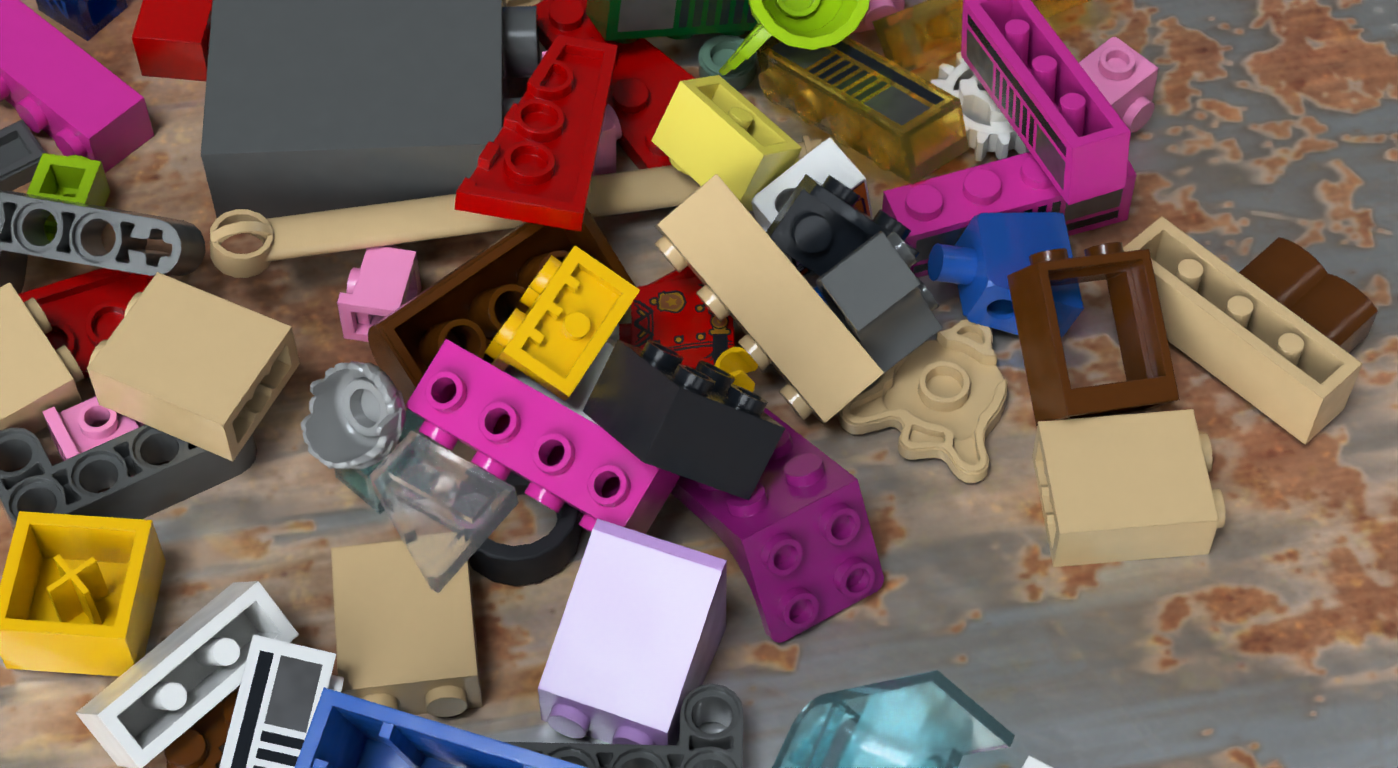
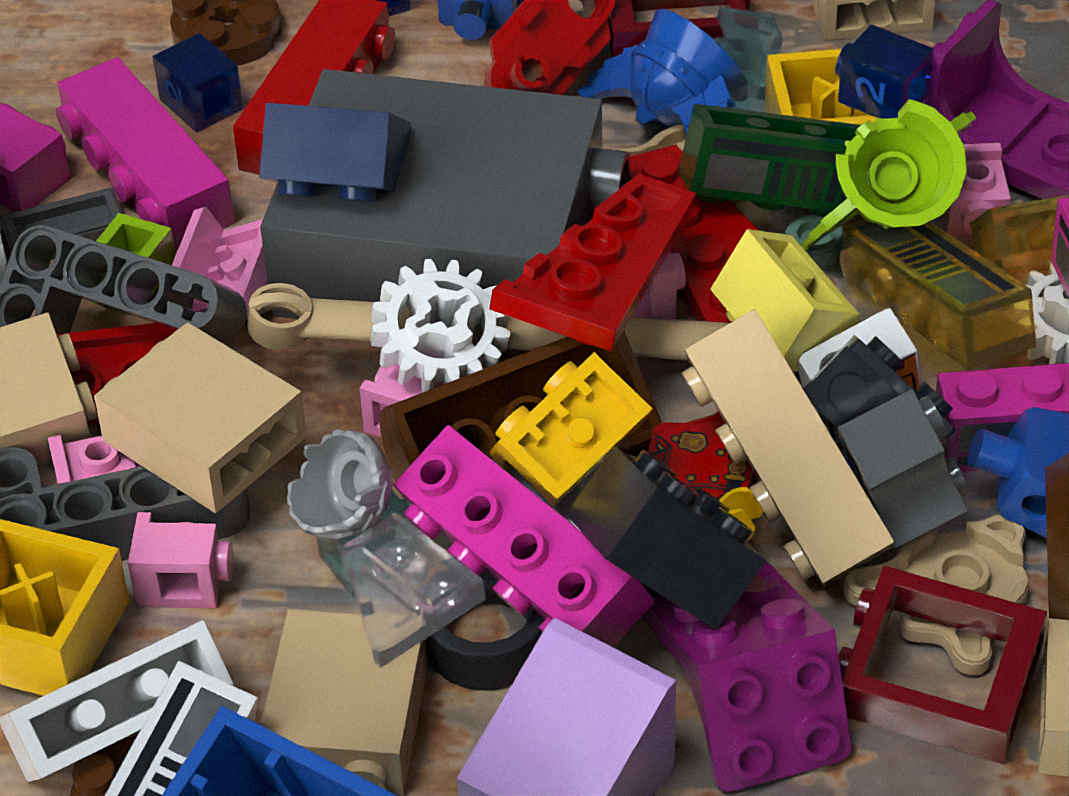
camera: 15 degrees right, 10 degrees down
(162, 181) = (225, 256): none -> bright pink bracket
(205, 515) = (177, 563): none -> bright pink brick
(256, 65) = (332, 149): none -> dark blue slope
(402, 202) = (439, 325): none -> white gear
(943, 535) = (925, 716): none -> dark red window

